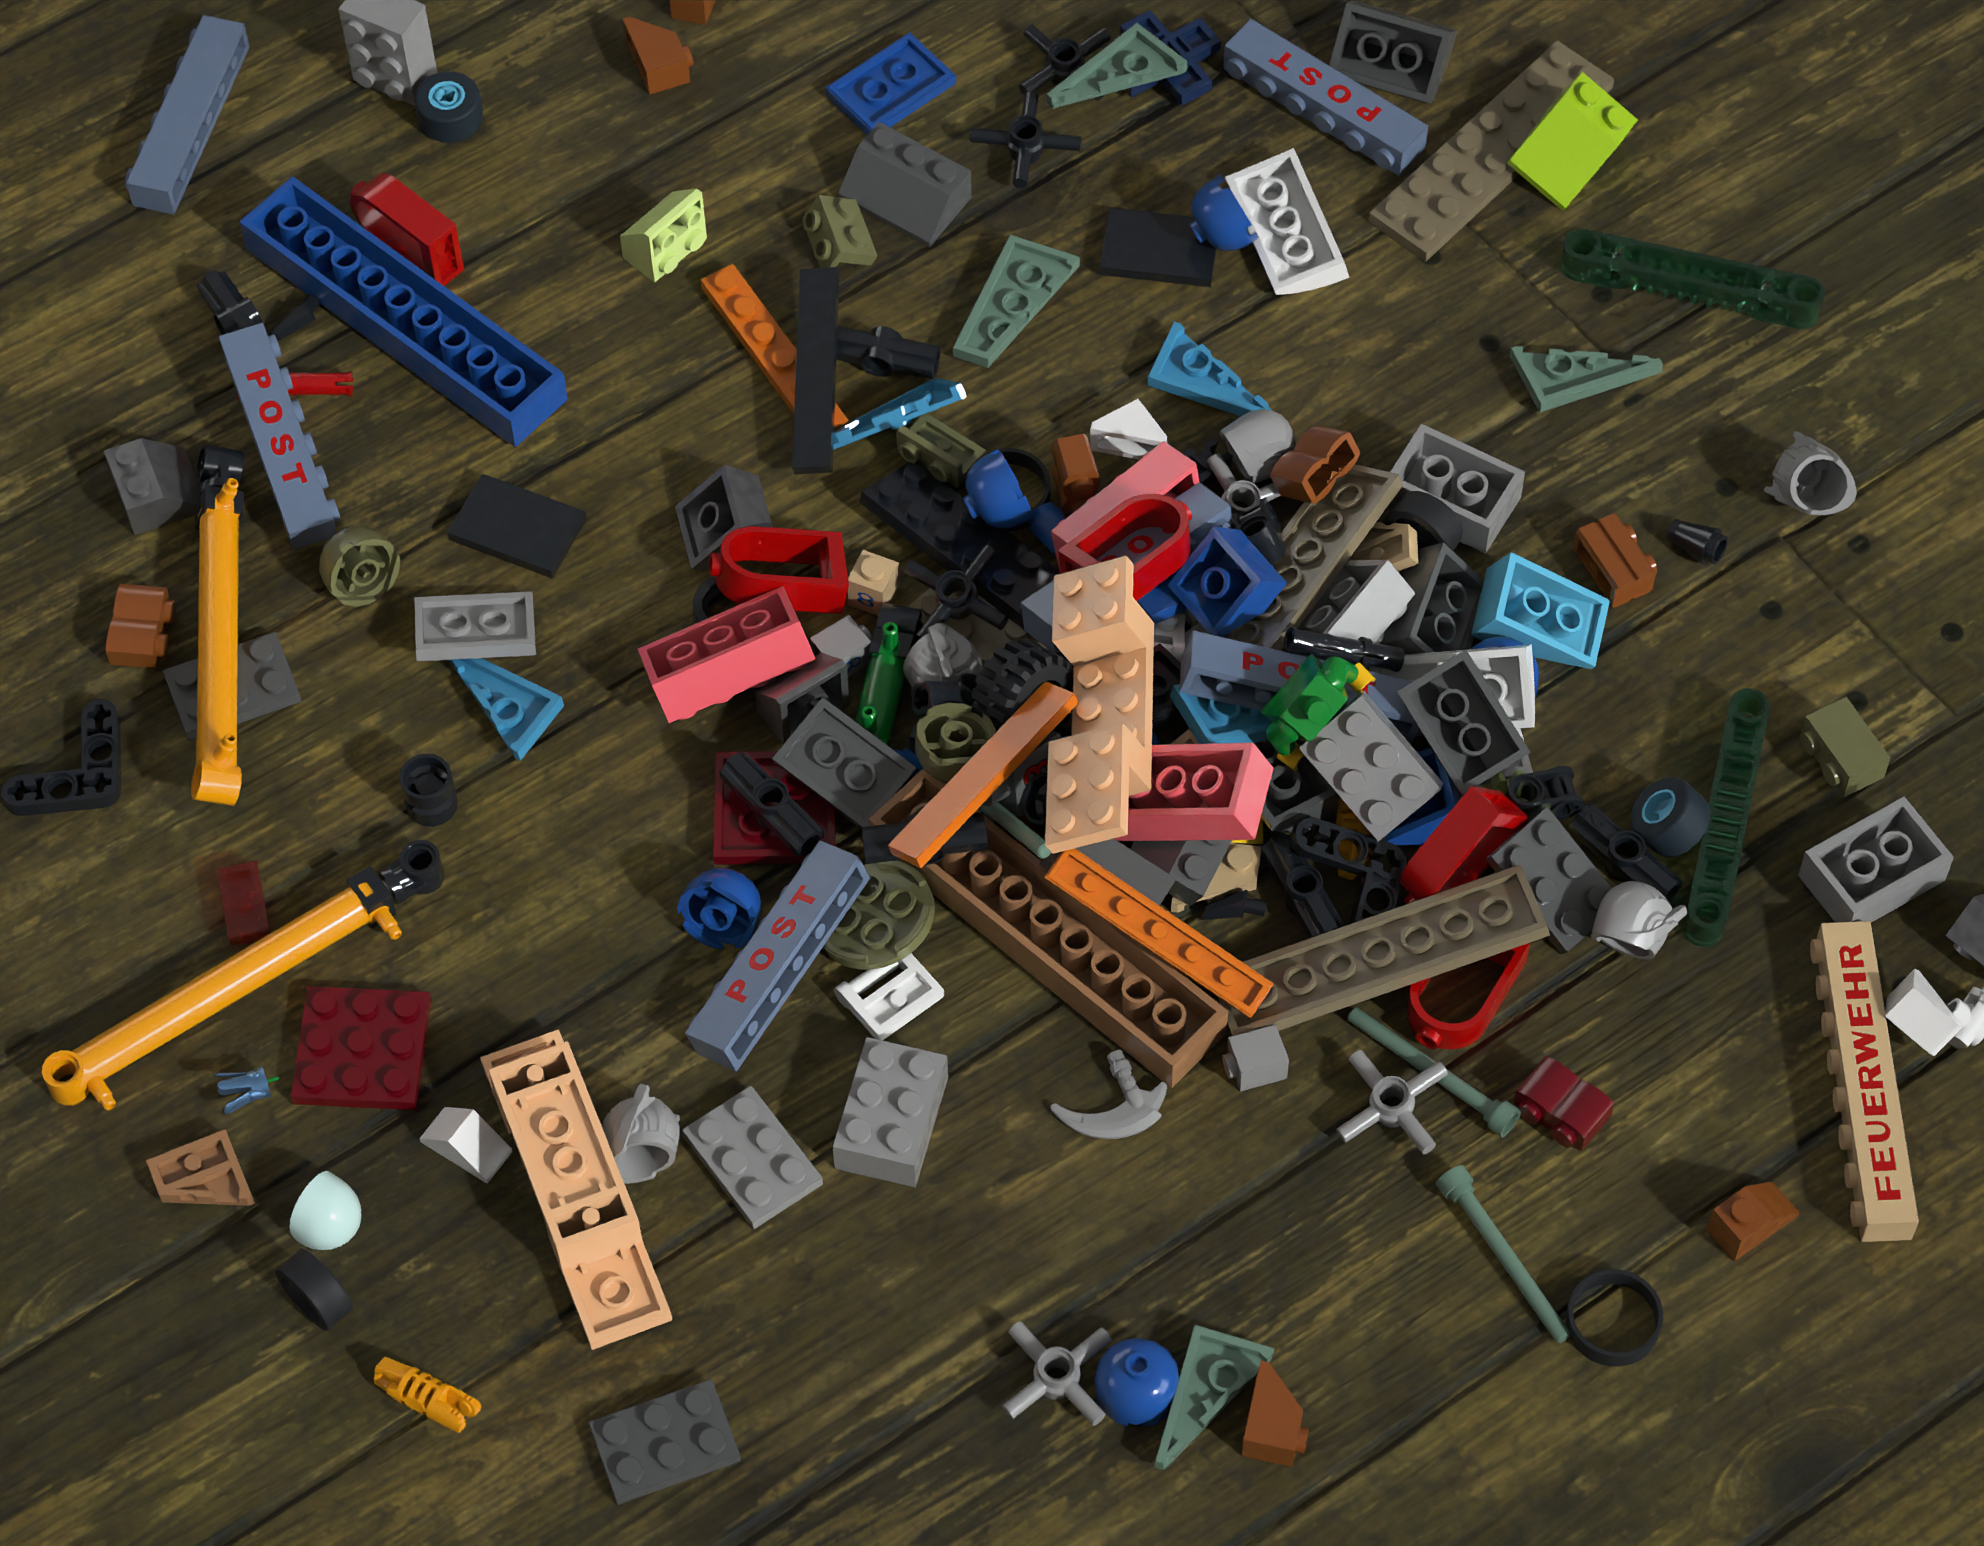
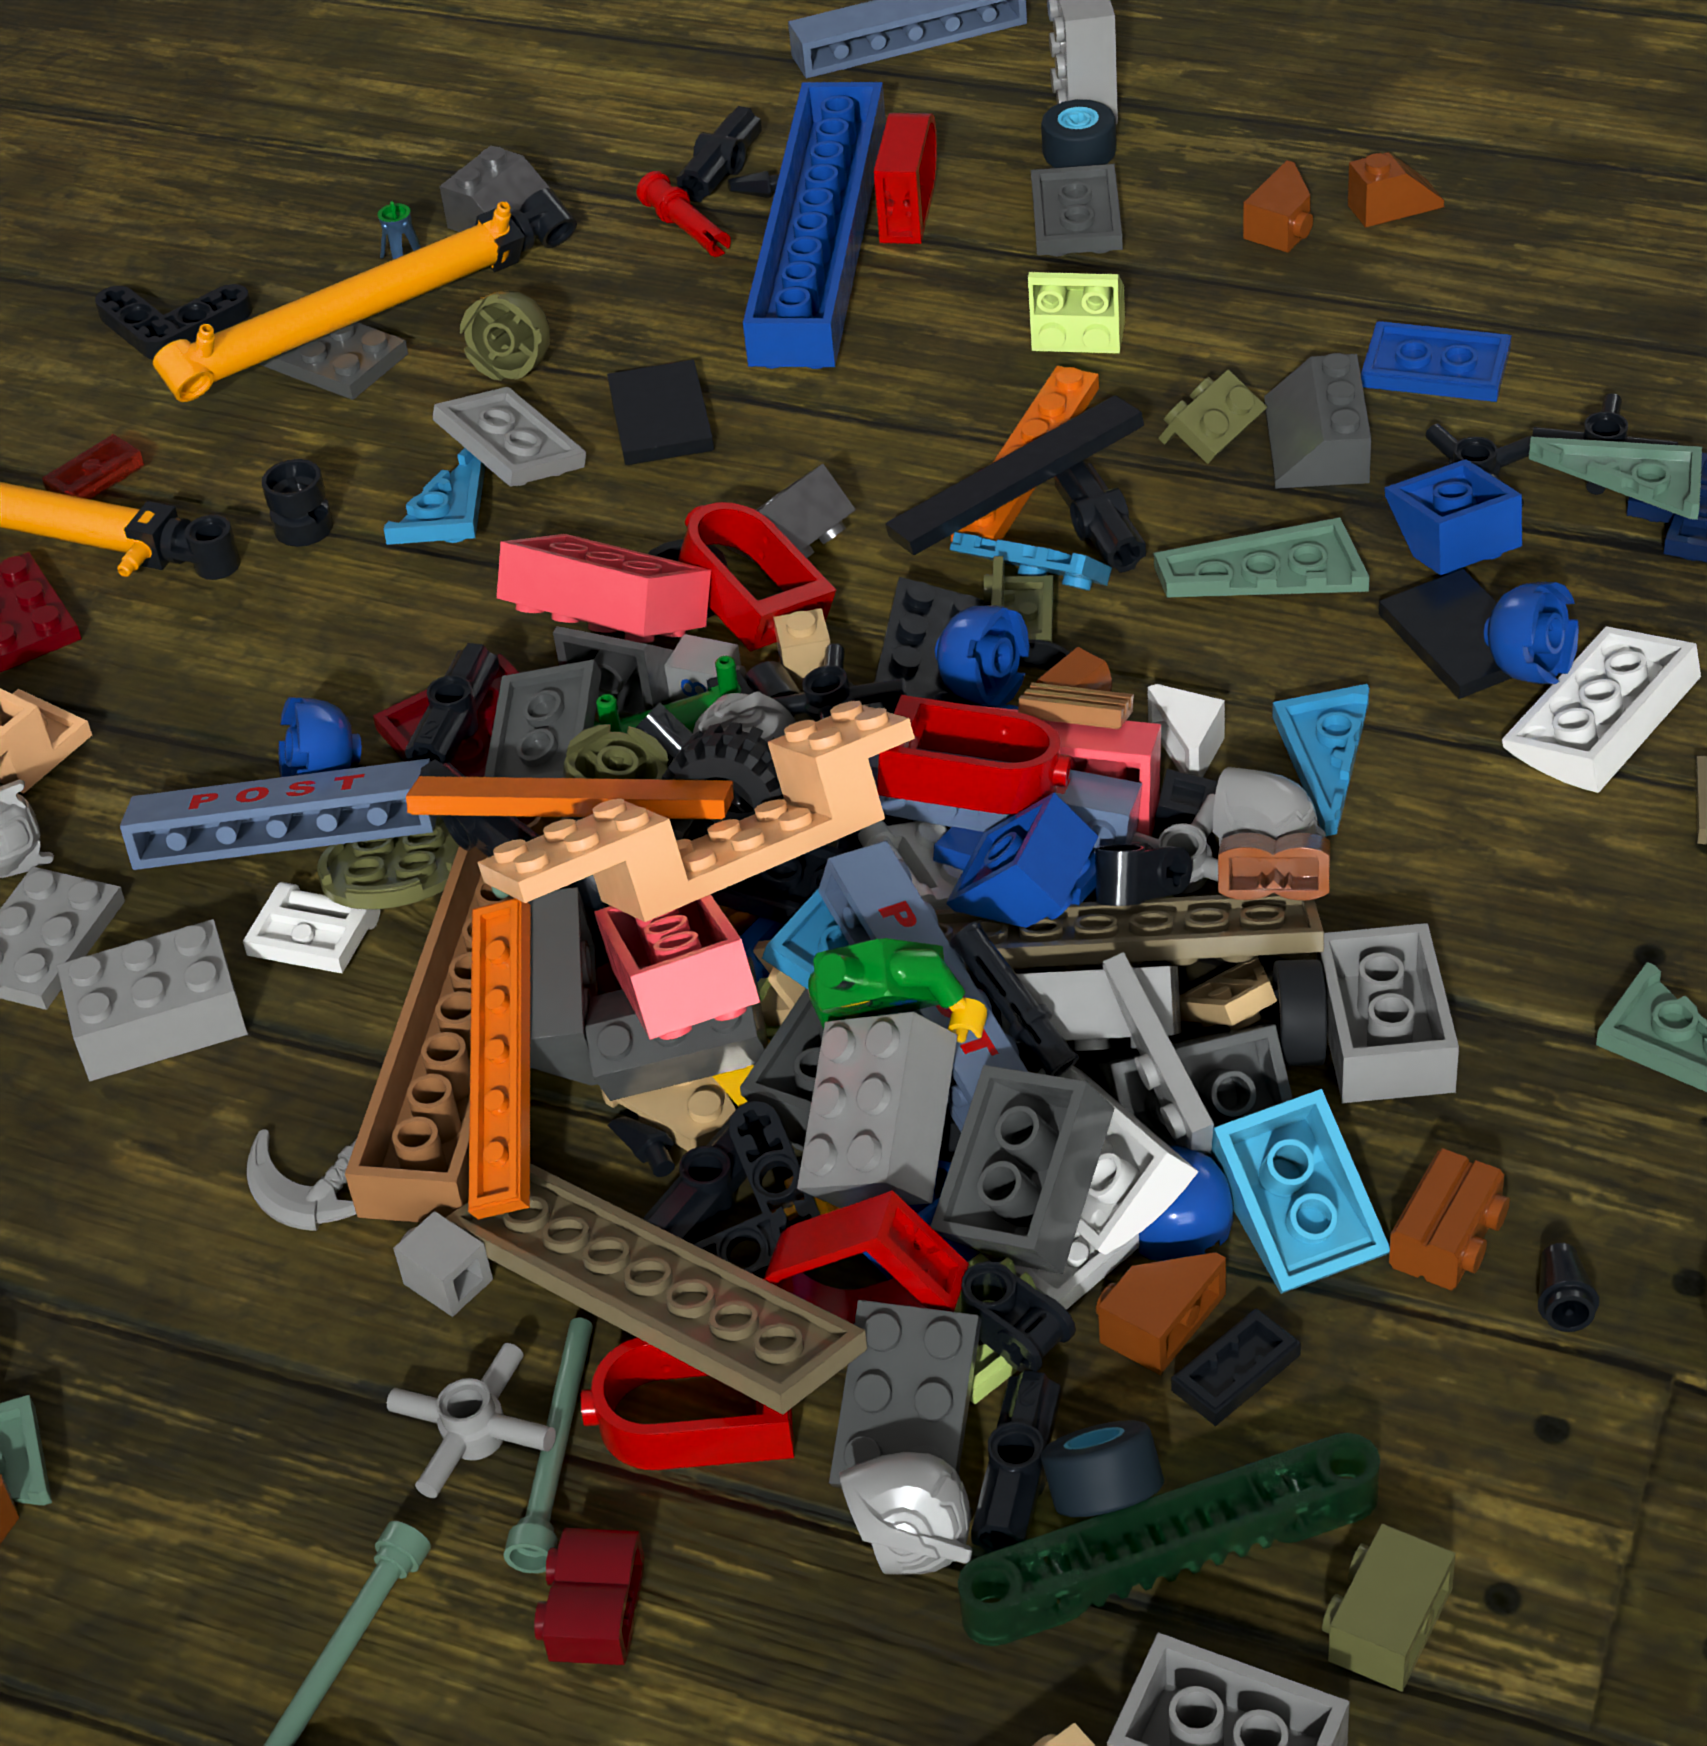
camera: 60 degrees right, 15 degrees down
(132, 561) = (395, 221): none -> flat silver piece
(139, 626) = (332, 262): dark orange brick -> none
(278, 435) = (605, 219): sand blue brick -> none
(532, 162) = (1076, 210): none -> dark grey plate
(1070, 178) = (1456, 516): none -> blue slope
(1116, 471) = (1076, 705): none -> medium nougat tile
(1448, 617) = (1158, 1061): none -> light grey wing
(1572, 729) = (1160, 1307): none -> dark orange slope
(1634, 719) = (1235, 1367): none -> black plate

